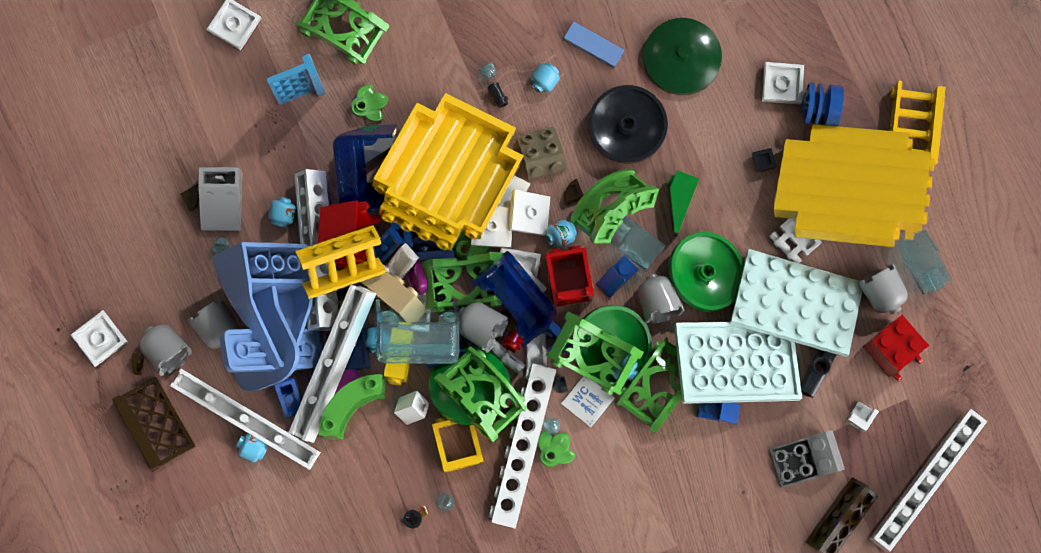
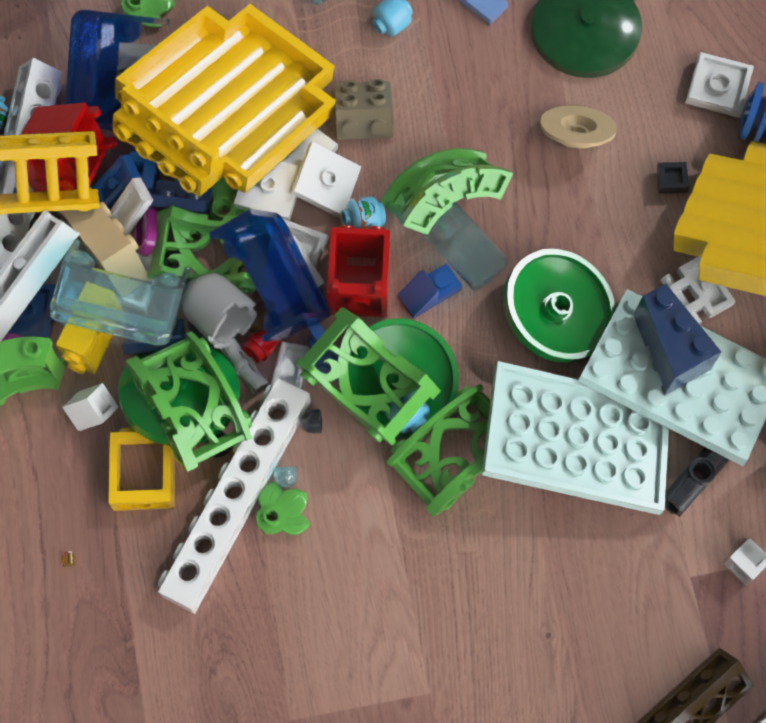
camera: 15 degrees right, 10 degrees down
(416, 514) = (53, 574): black bush -> none
(449, 505) = (107, 555): clear light blue hinge -> none
(498, 95) = (323, 31): black pin -> none
(573, 192) = (393, 167): dark brown tile -> none
(587, 401) = (347, 453): white sticker -> none
(627, 124) = (490, 92): black dish -> none
(659, 299) = (482, 331): light grey cylinder -> none
(680, 195) = (546, 197): green slope -> none
(693, 137) = (578, 126): none -> tan hat
(719, 412) = (537, 507): blue slope -> none
(787, 282) = (674, 338): none -> dark blue wedge
(807, 459) = (655, 604): light grey slope -> none

